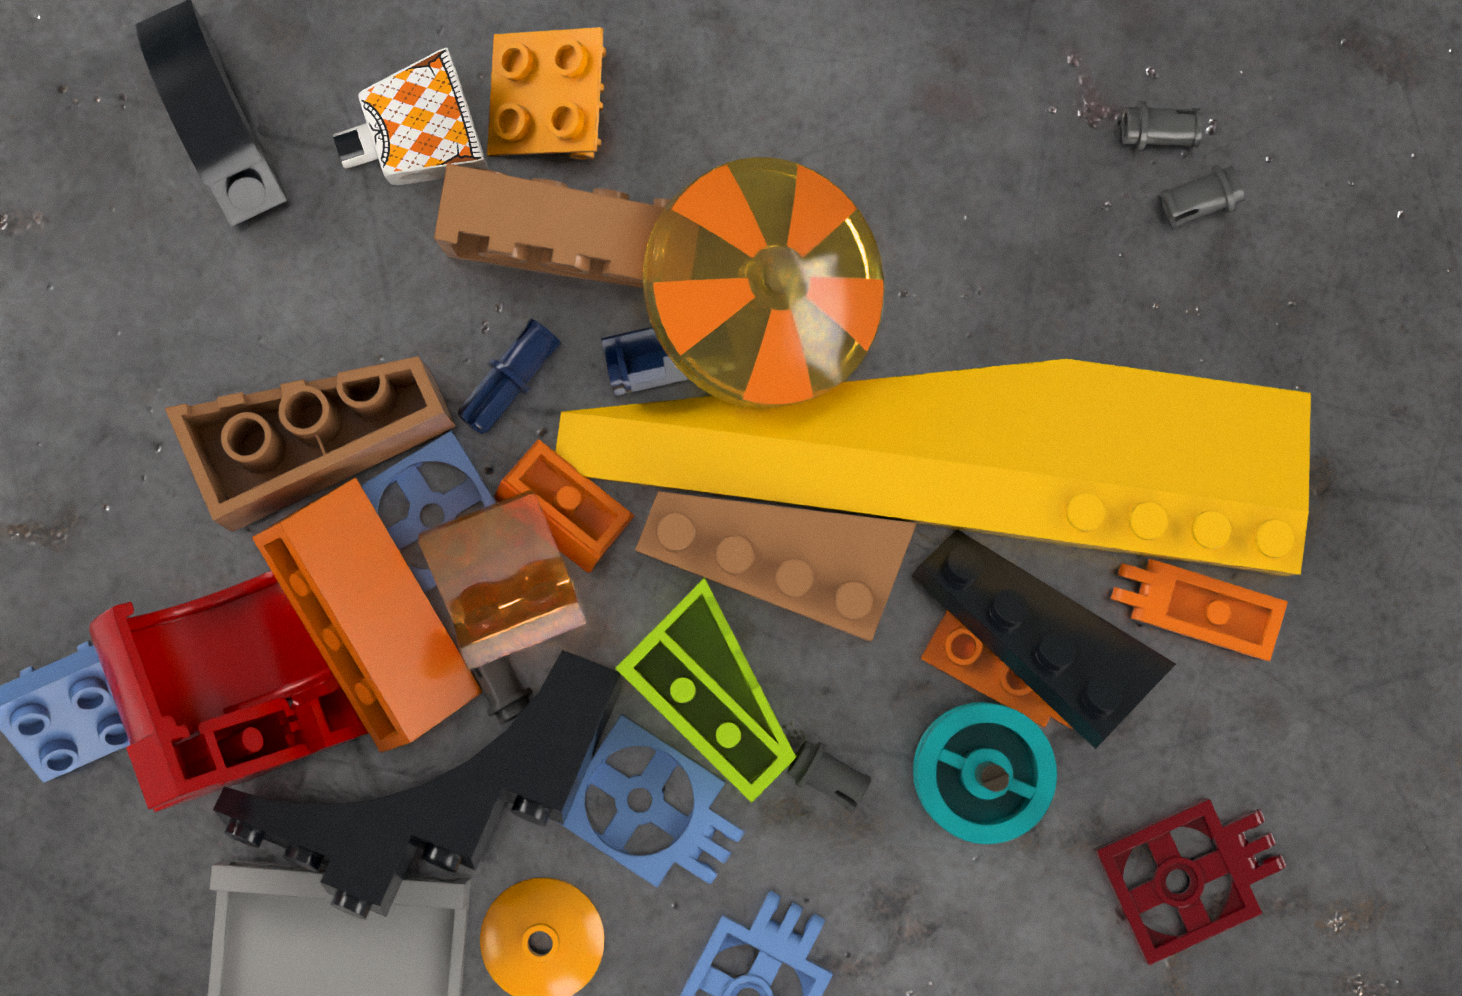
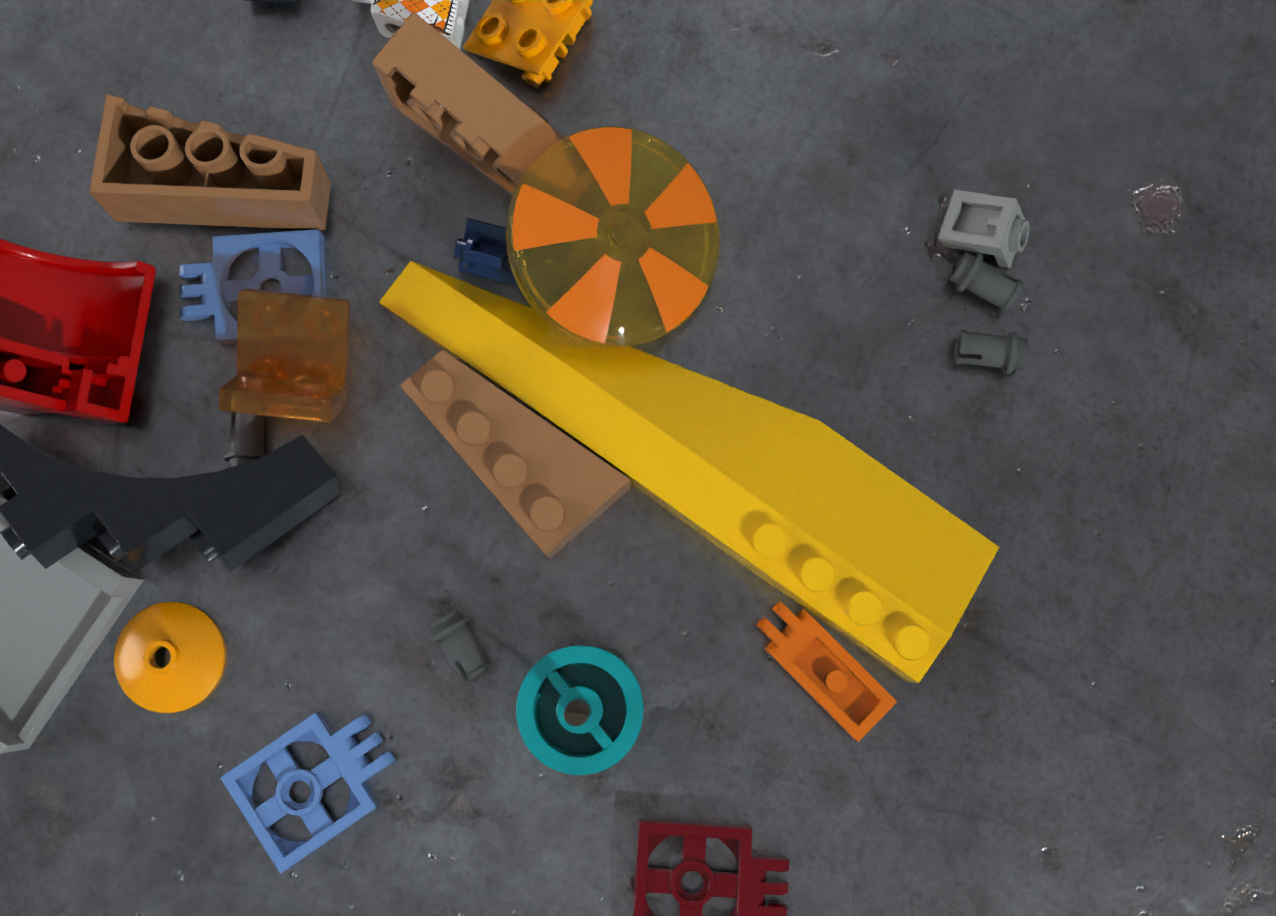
camera: 30 degrees right, 5 degrees down
(368, 616) = (171, 328): orange brick -> none
(508, 376) = (383, 212): dark blue axle -> none
(577, 510) = (377, 337): orange slope -> none
(690, 833) = (328, 634): medium blue piece -> none
(709, 692) = (399, 528): lime wedge -> none
(968, 660) = (641, 635): orange hinge -> none
(1049, 641) = (693, 641): black wing -> none
(1131, 69) = (985, 225): none -> light grey bracket

